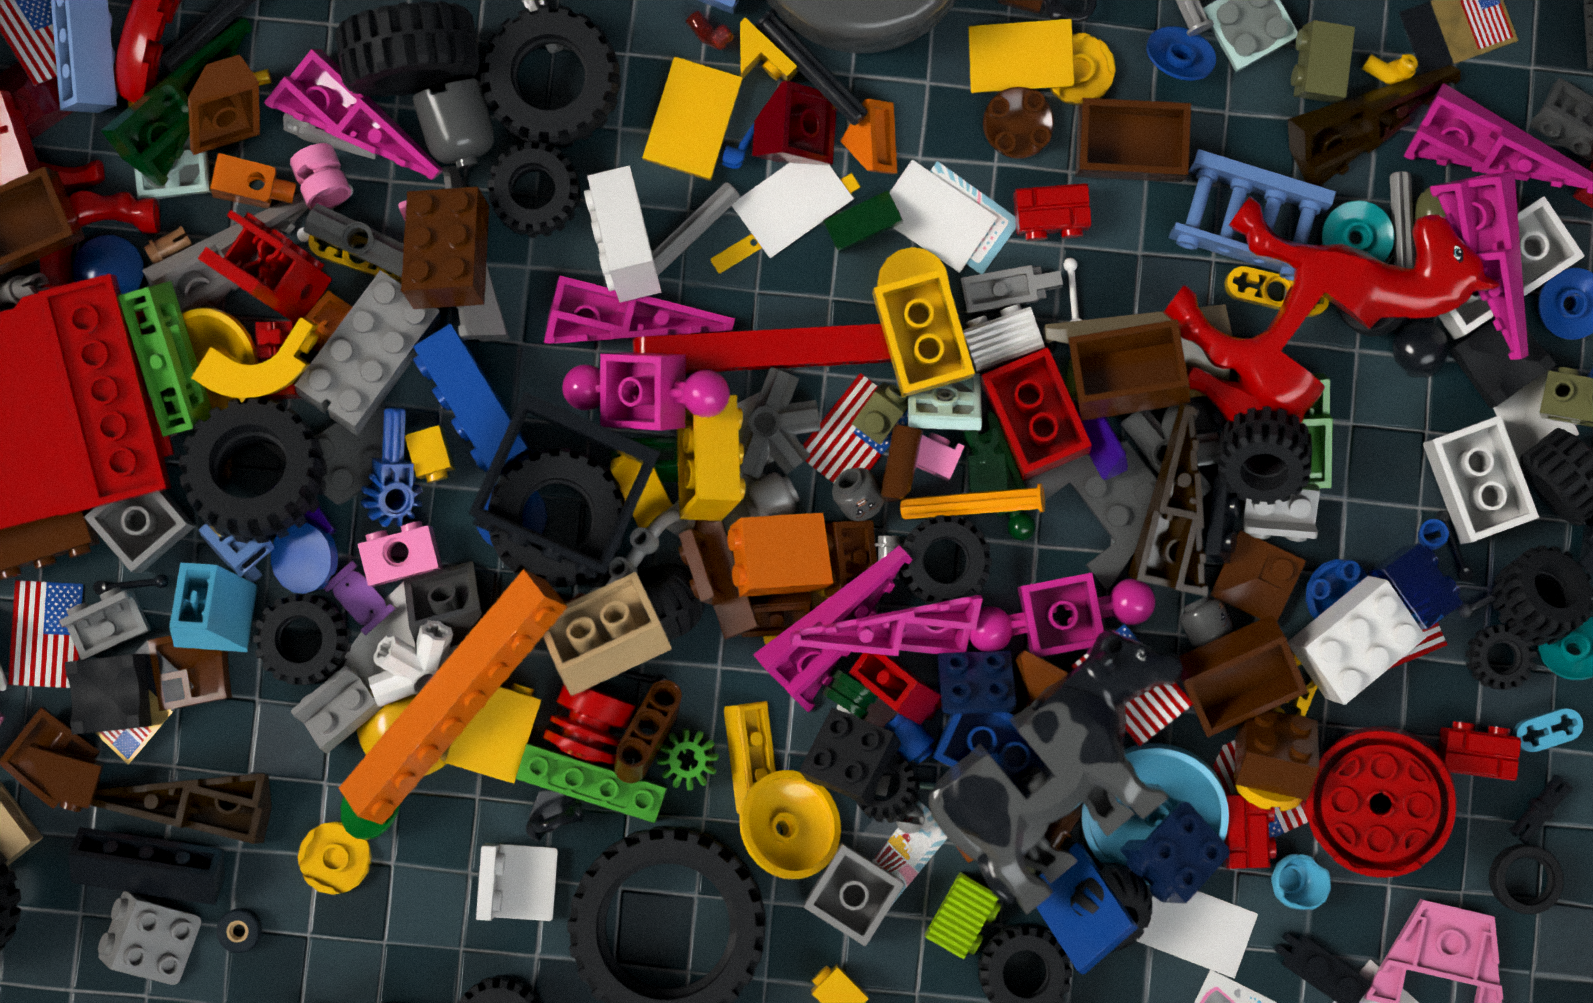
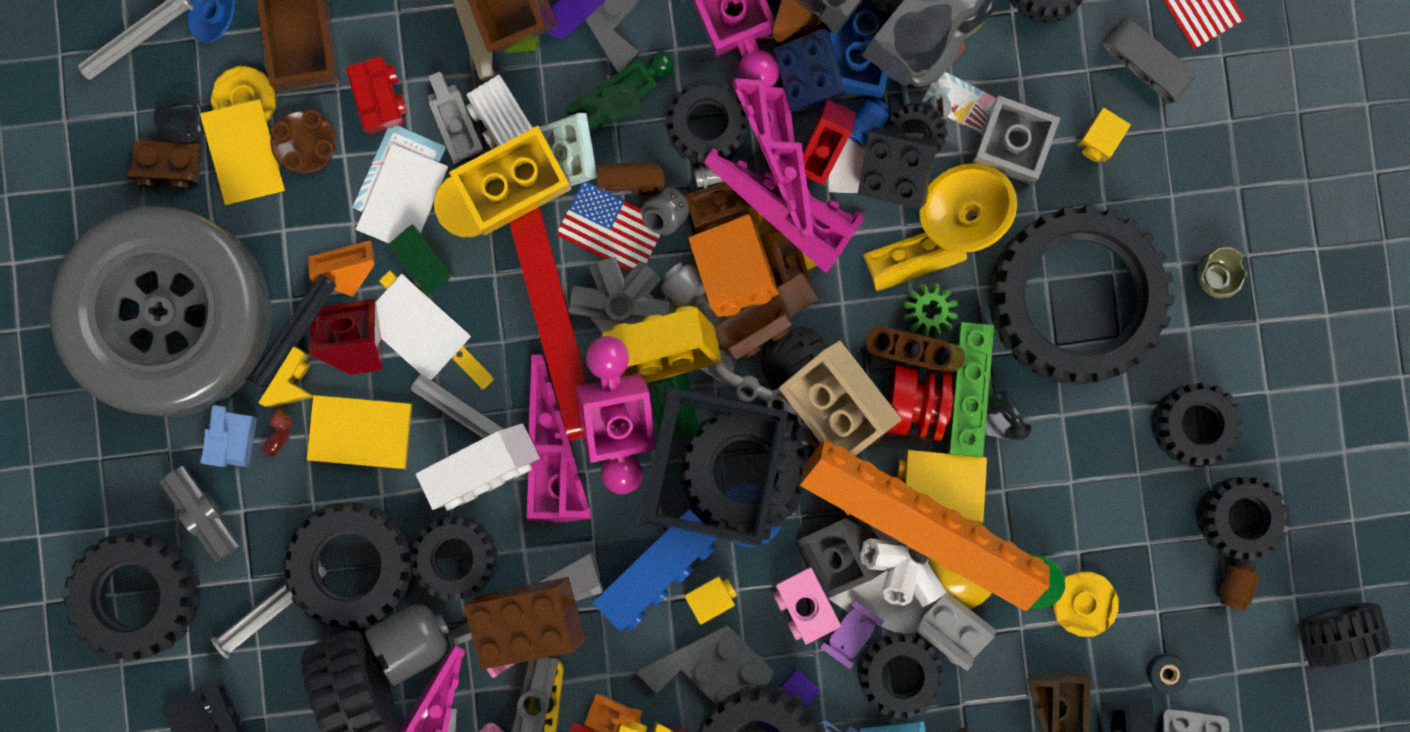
camera: 100 degrees left, 0 degrees up
(304, 558) = (829, 688): blue tile -> none
(366, 354) = (634, 674): light grey piece -> none
(391, 473) = (736, 628): blue gear -> none
(517, 882) = (1070, 436): white bracket -> none
(654, 496) = (692, 417): yellow slope -> none
(733, 156) = (386, 386): blue hand -> none
(850, 694) = (842, 180): dark green wheel -> none
(881, 412) = (587, 206): olive bracket -> none
(937, 457) = (617, 147): bright pink brick -> none
(962, 916) = (1012, 42): lime brick -> none
(974, 503) = (651, 108): light orange axle -> none
(1036, 414) = (560, 69): red brick -> none
(1070, 265) = (421, 70): white hinge -> none

